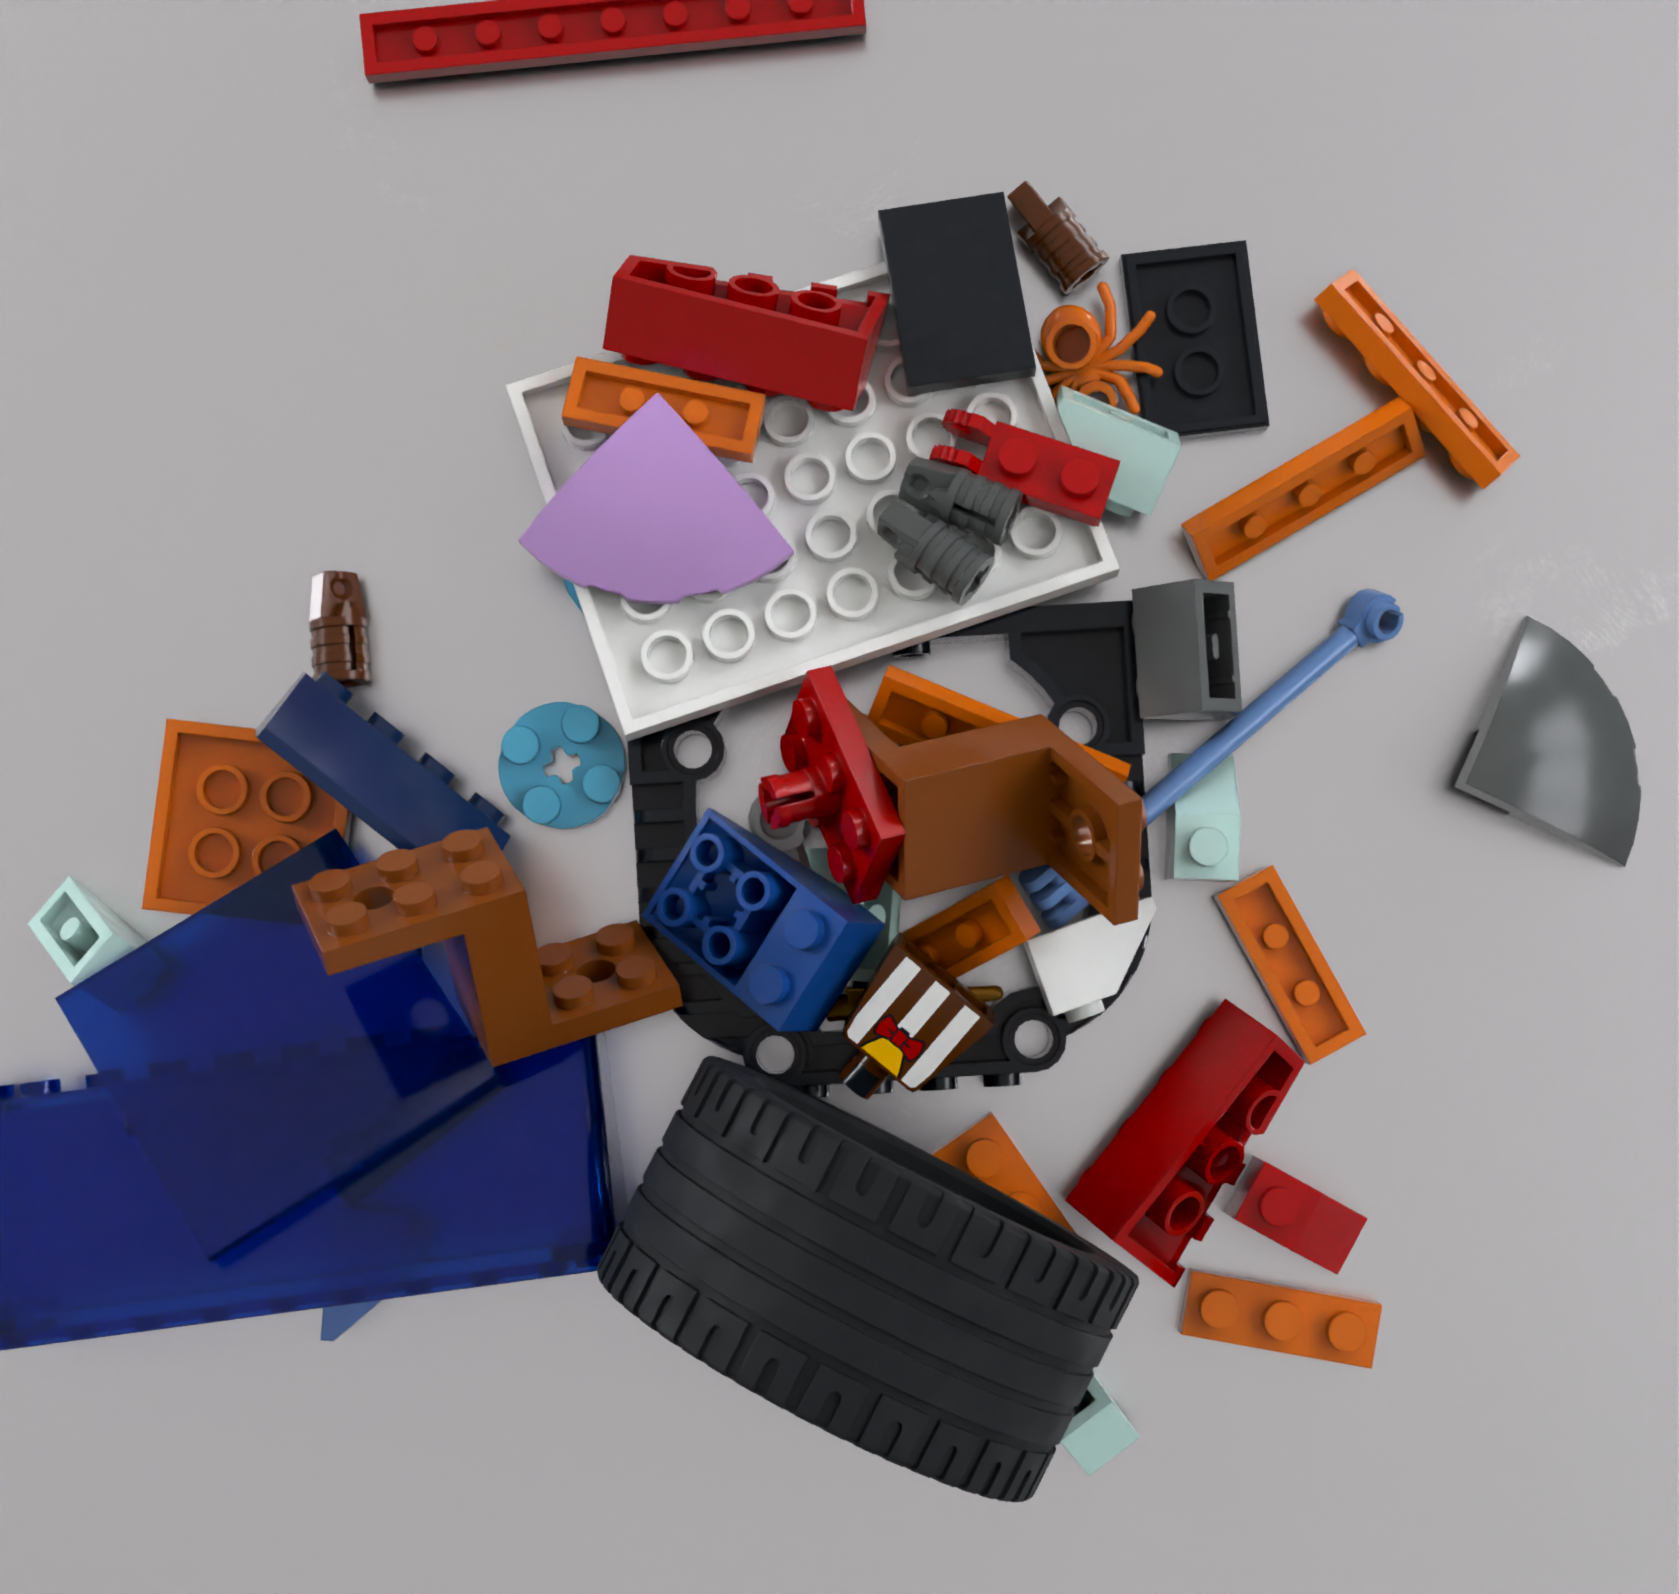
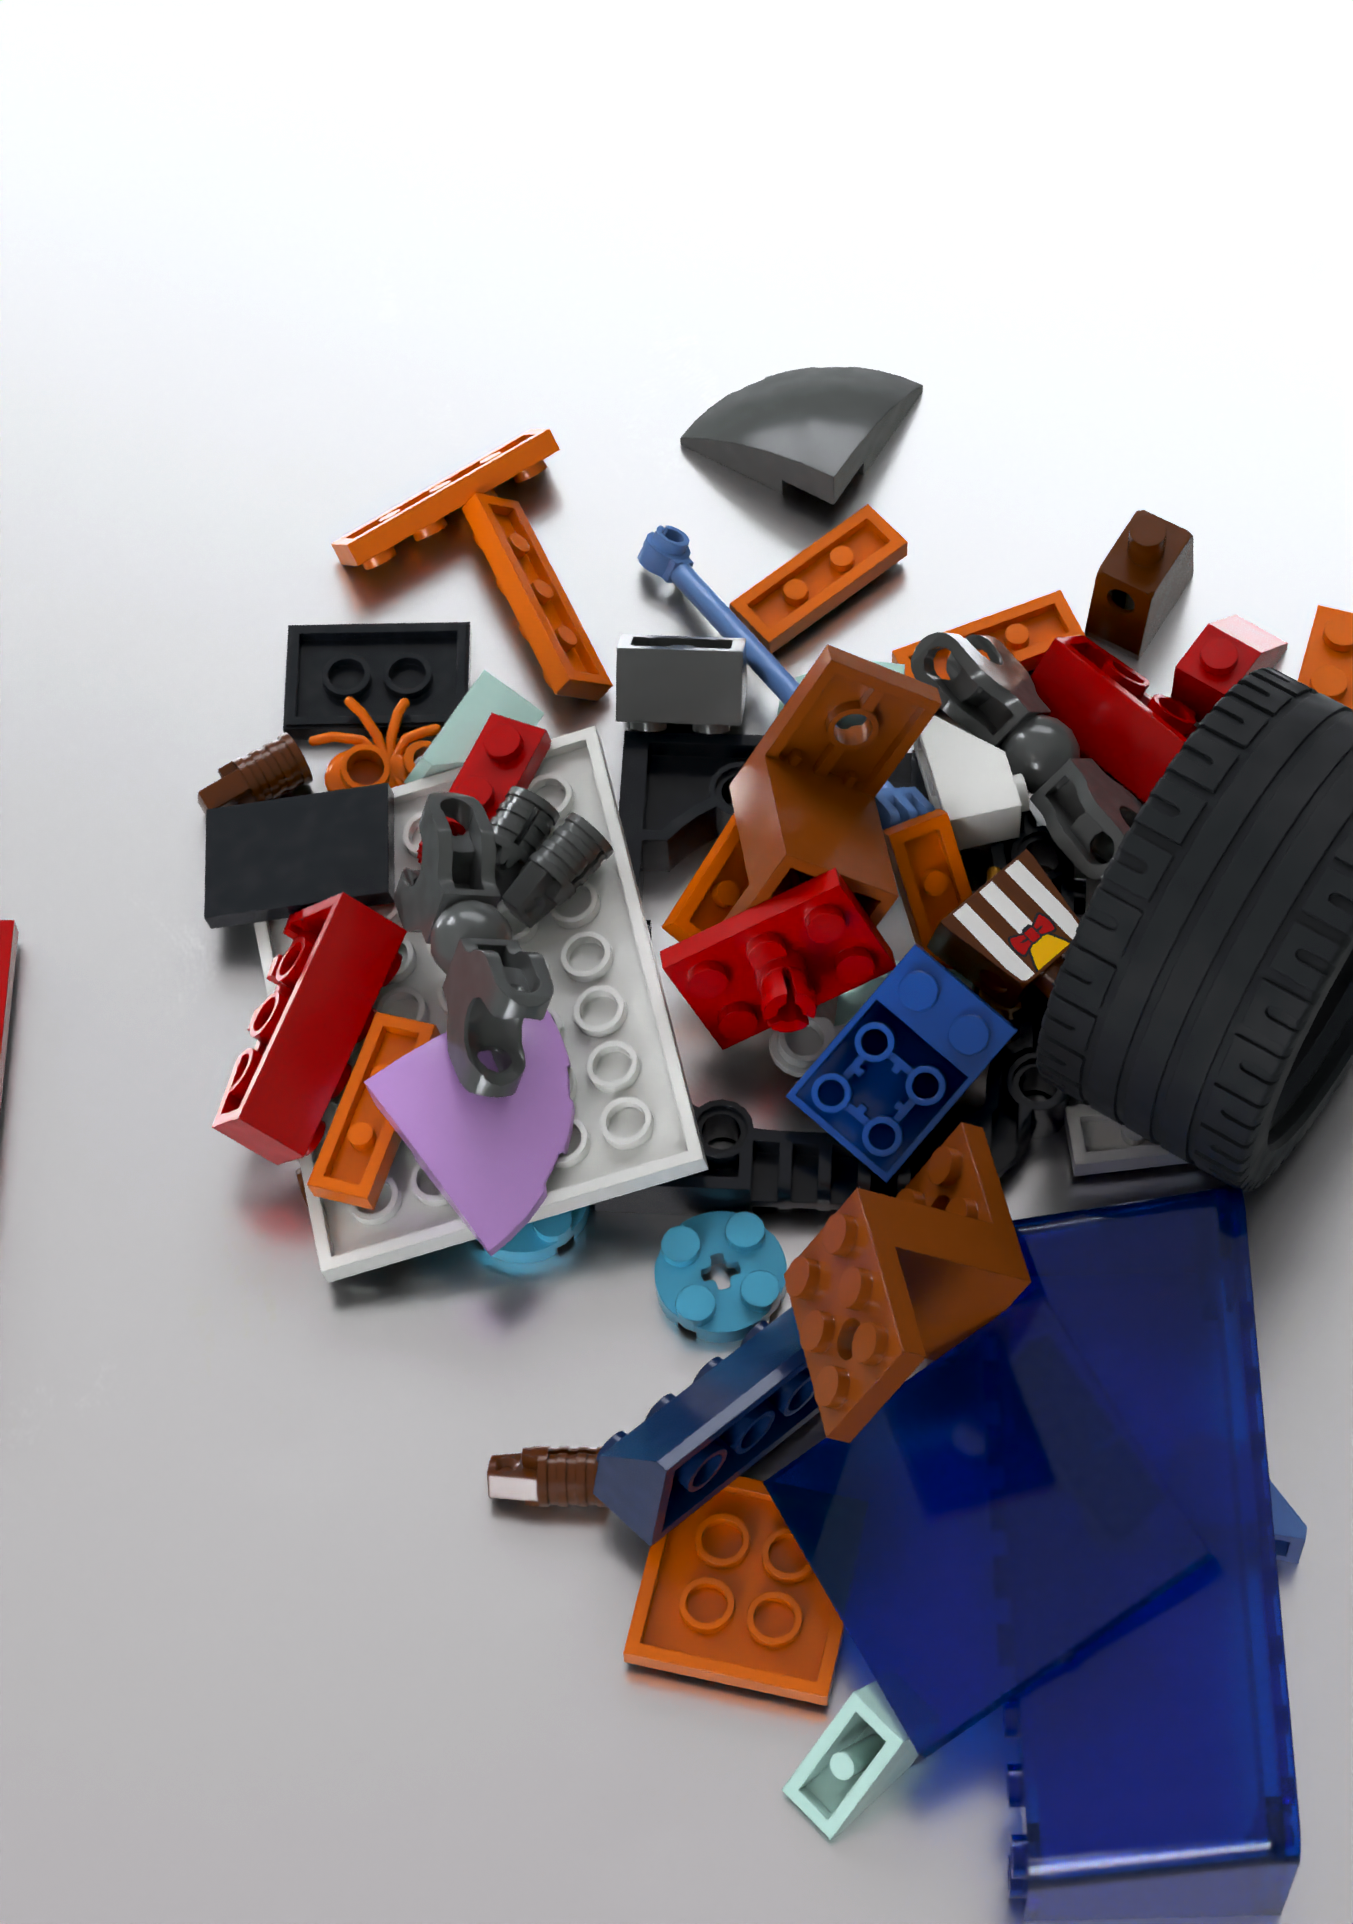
camera: 80 degrees left, 25 degrees down
(808, 476) = (487, 974): none -> dark grey piece
(1182, 985) = (1001, 706): none -> dark grey piece
(1359, 780) = (820, 578): none -> orange plate
(1378, 1116) = (1153, 567): none -> reddish brown torso

